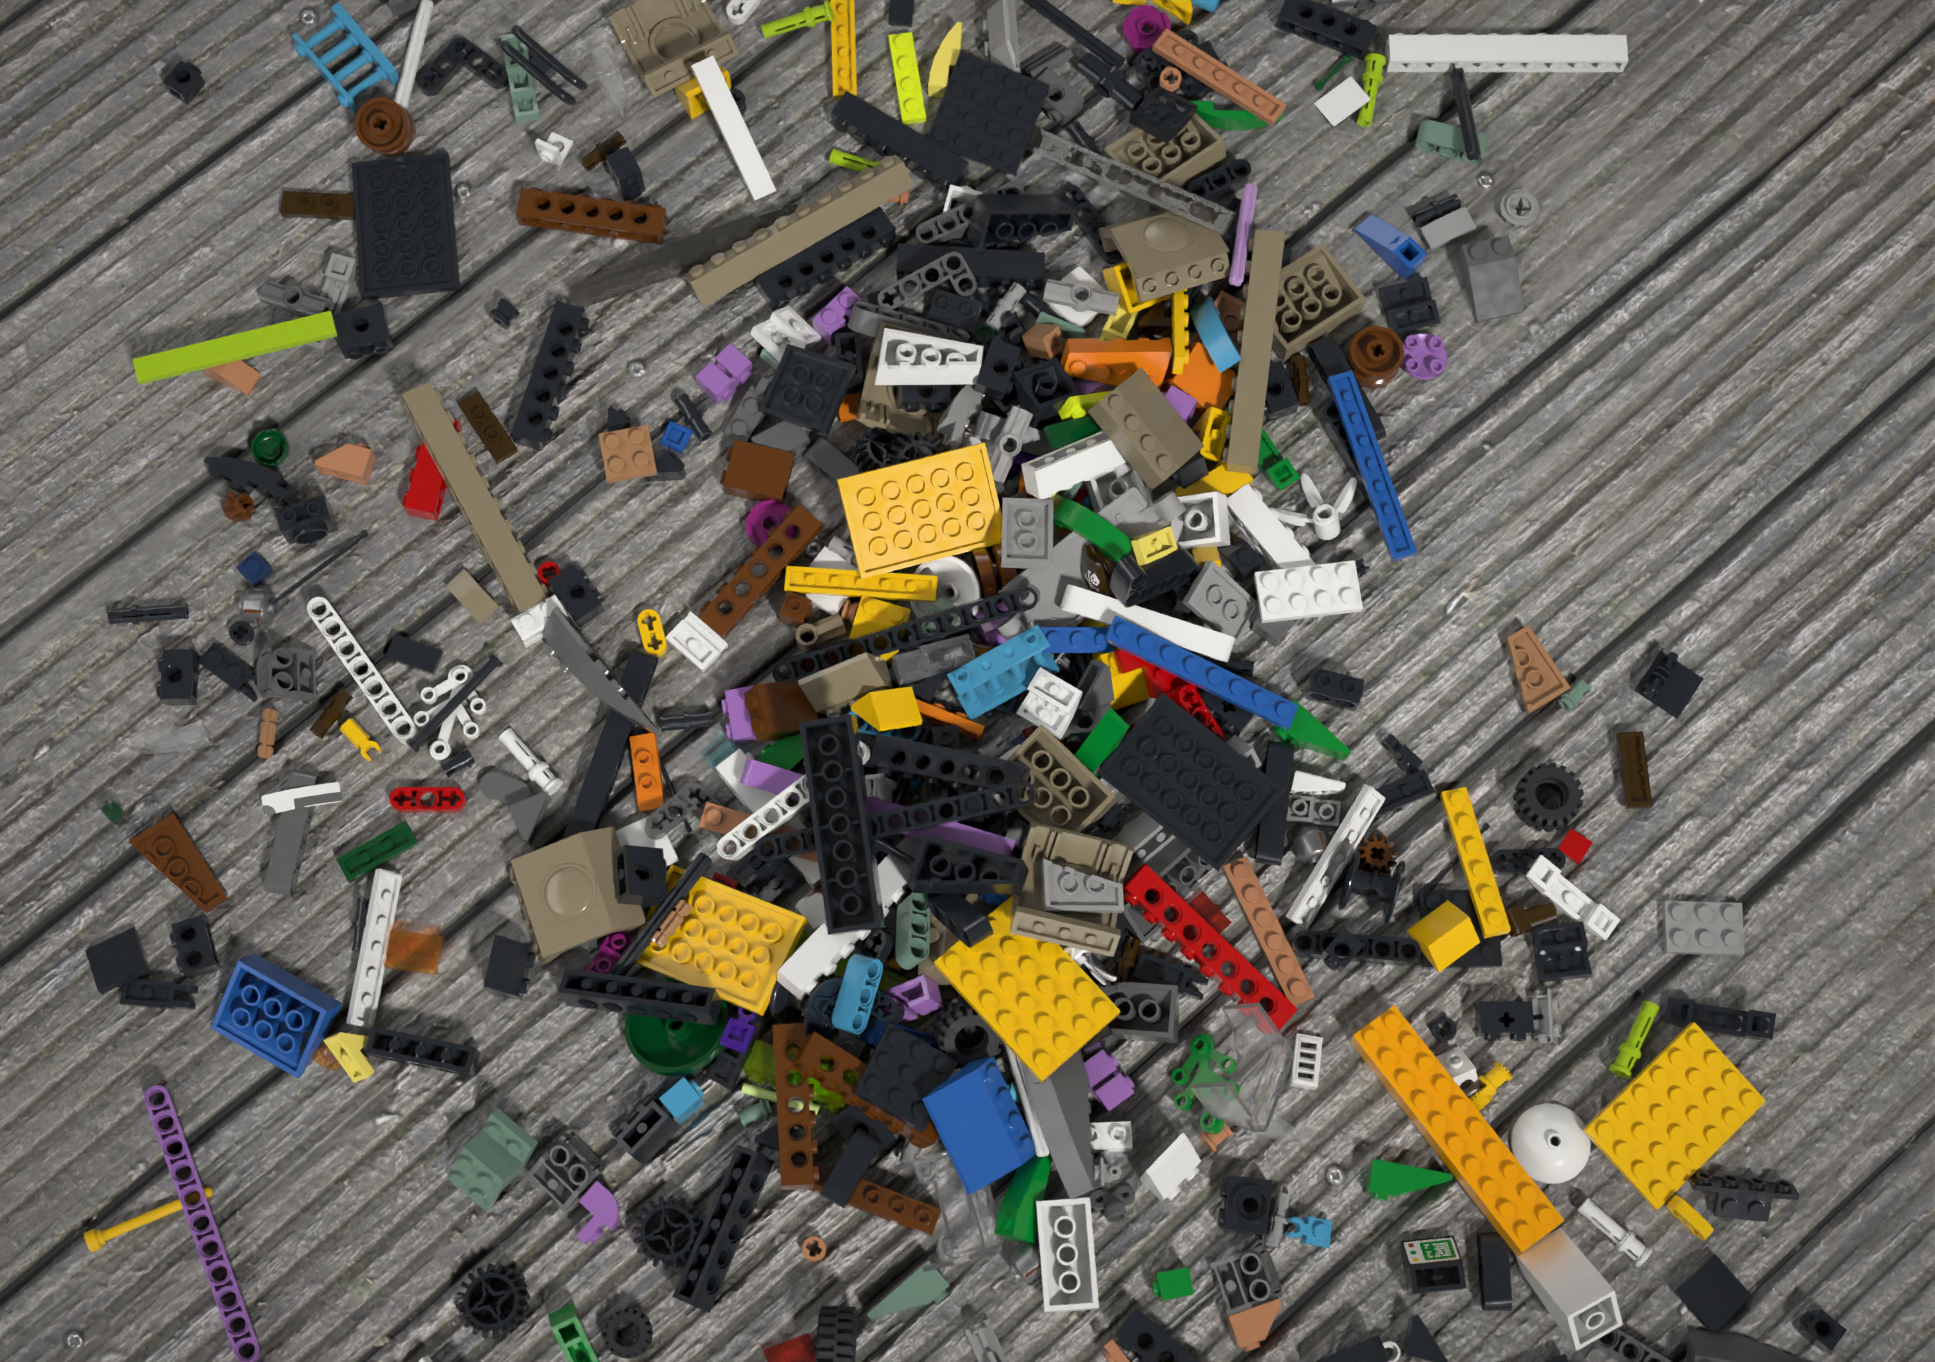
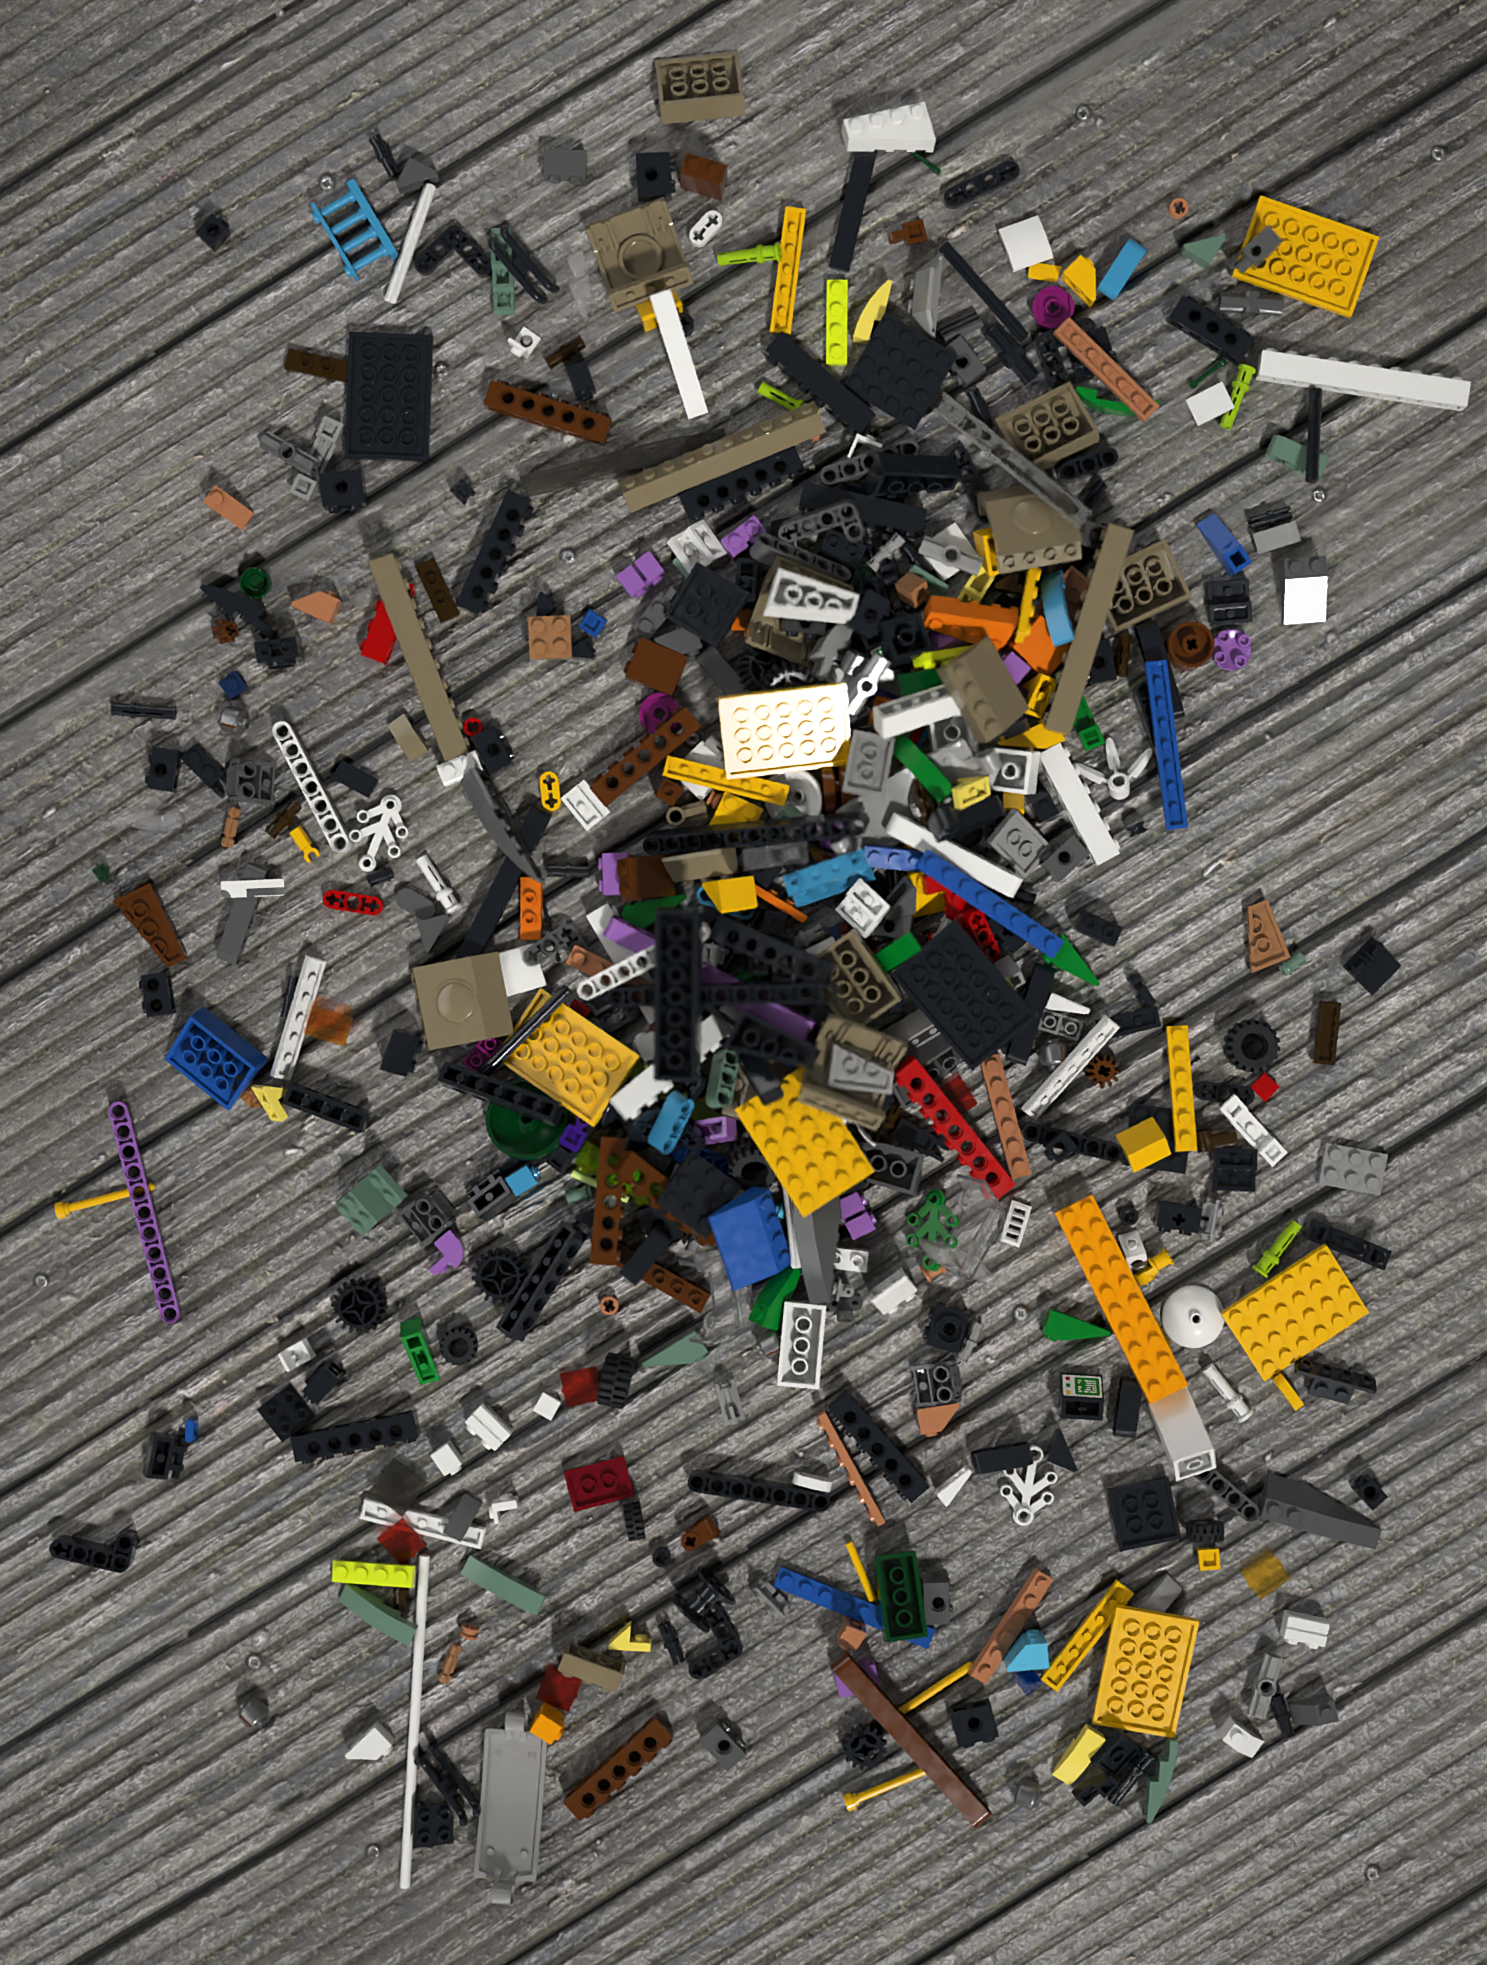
camera: 10 degrees right, 15 degrees up
(117, 960) = (96, 996): black tile -> none
(156, 994) = (123, 1026): black hinge -> none
(234, 347) = (234, 493): lime tile -> none
(236, 628) = (221, 744): black bush -> none
(319, 568) = (286, 694): black piece -> none
(377, 851) = (308, 939): dark green plate -> none
(398, 125) = (369, 309): reddish brown wheel -> none
(449, 708) = (383, 827): black bar -> none
(650, 866) = (523, 992): black brick -> none
(671, 923) = (533, 1038): medium nougat axle -> none
(693, 417) = (609, 609): black pin -> none
(720, 754) = (591, 903): clear light blue pin -> none
(1163, 114) = (1051, 395): black slope -> none
(1172, 1284) = (878, 1377): green brick -> none
(1175, 75) = (1069, 358): nougat bush -> none
(1243, 234) = (1098, 522): lavender axle -> none
(1308, 591) = (1091, 845): white plate -> none
(1313, 1231) = (993, 1354): dark azure plate -> none
(1385, 887) = (1086, 1092): black piece -> none
(1528, 203) = (1351, 524): light grey gear -> none
(1713, 1293) = (1292, 1450): black slope -> none

